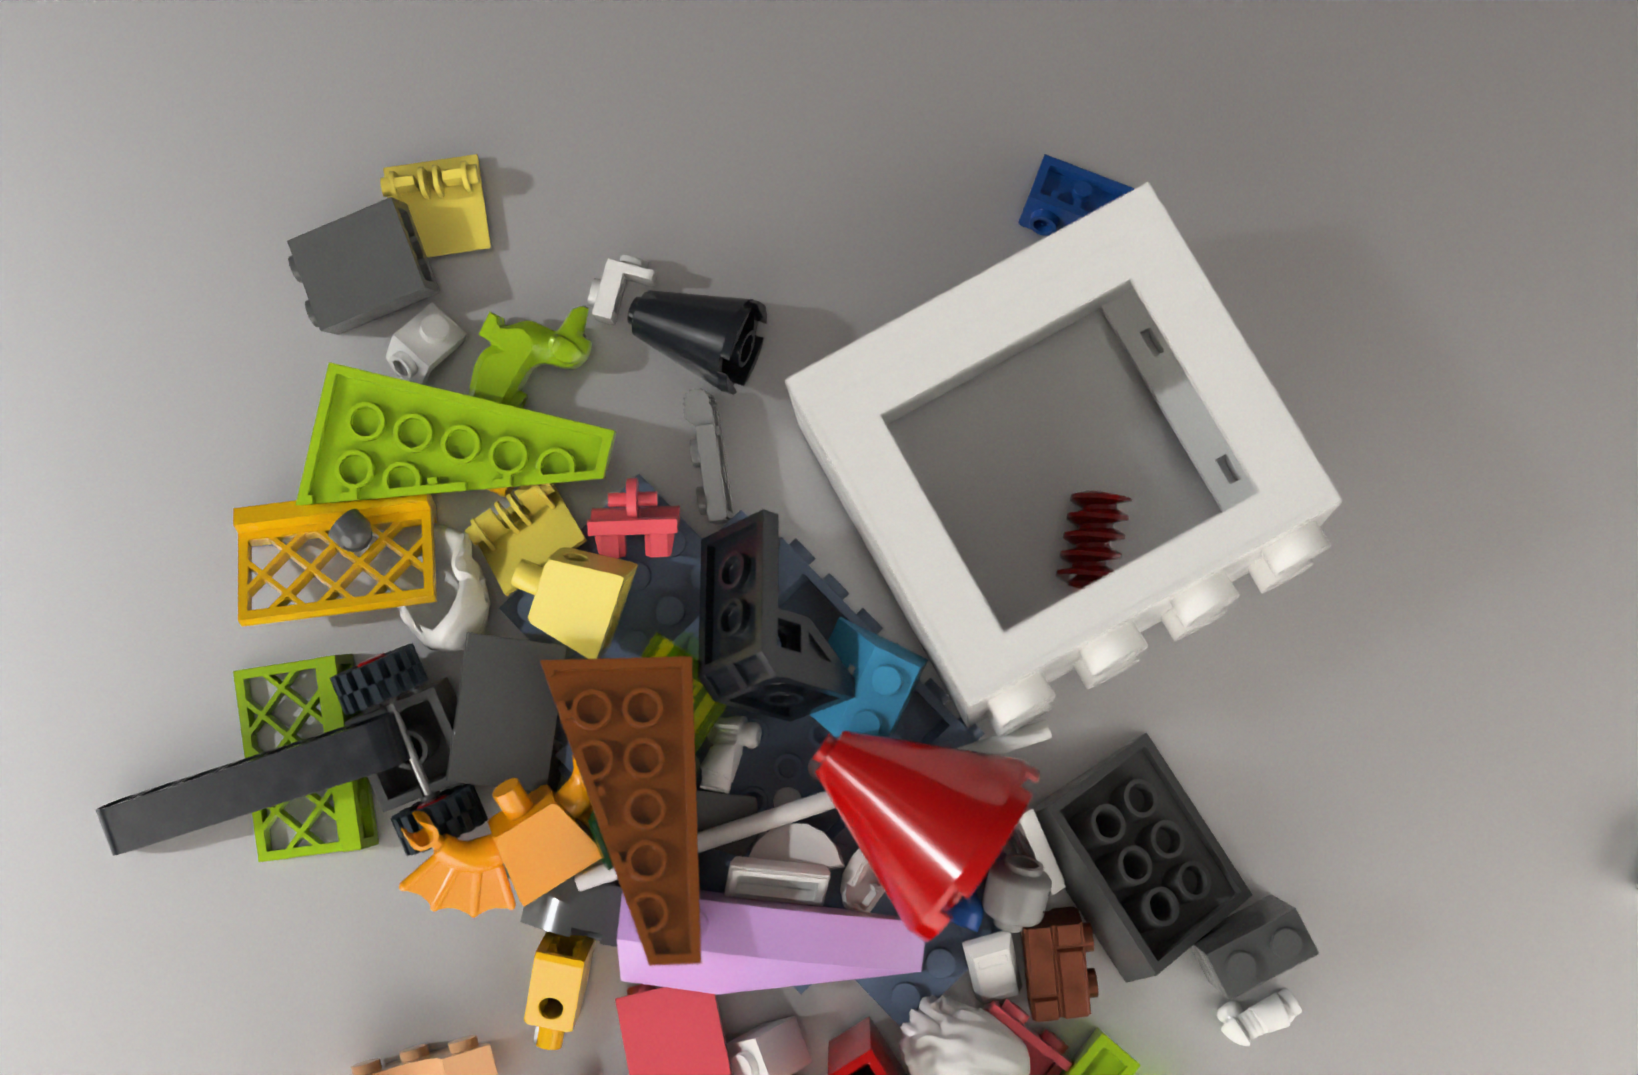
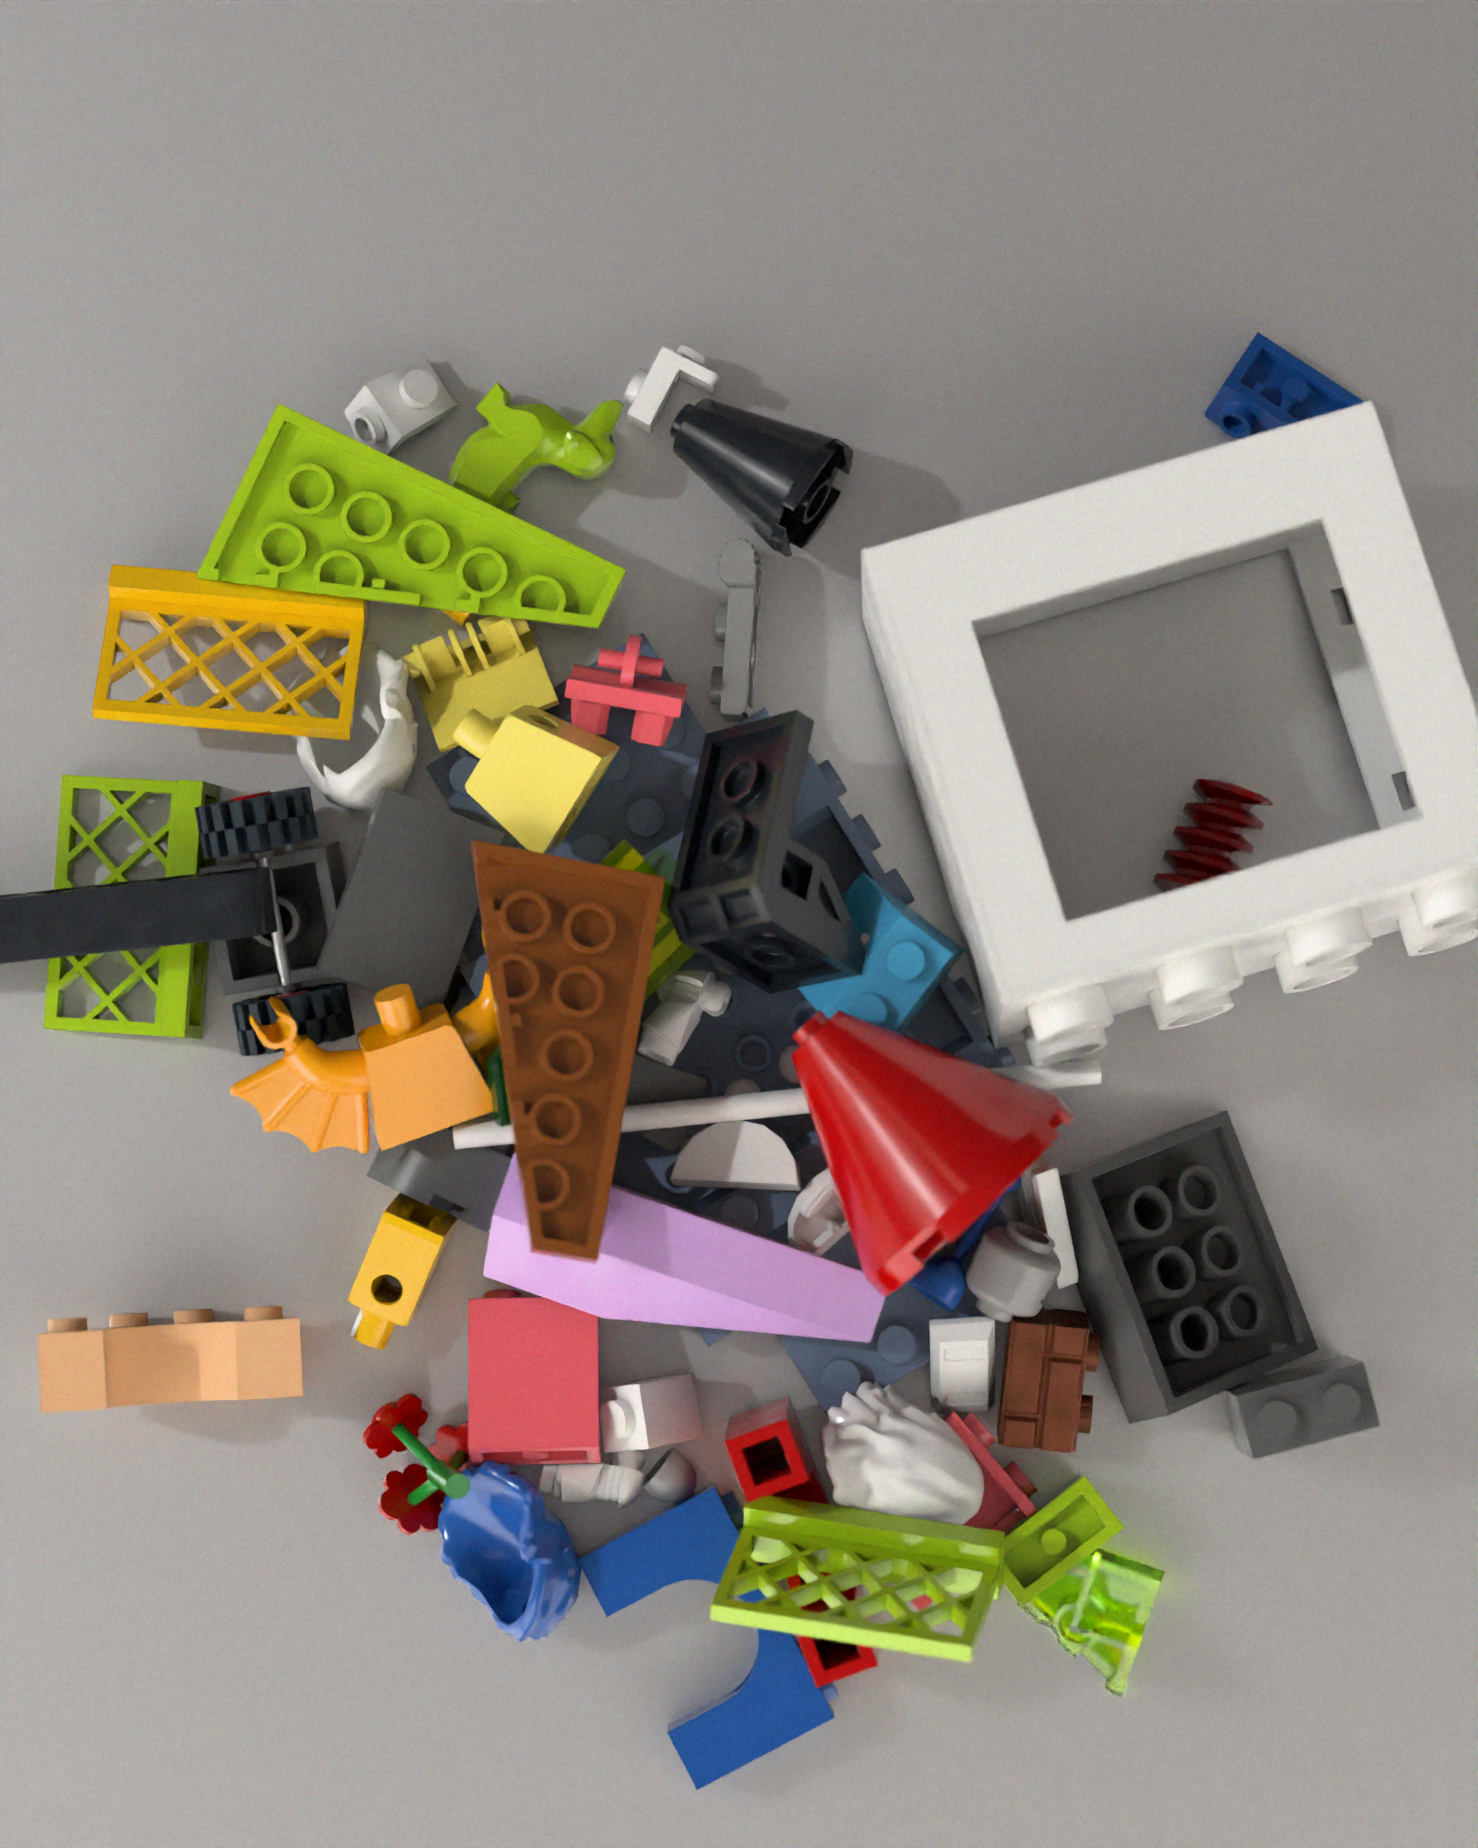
camera: 10 degrees right, 0 degrees up
(351, 531) = (260, 627): dark grey hinge -> none
(362, 266) = (341, 288): dark grey brick -> none
(443, 202) = (452, 231): light yellow hinge -> none
(777, 881) = (711, 1188): white tile -> none
(1263, 1017) = (1294, 1507): white arm -> none

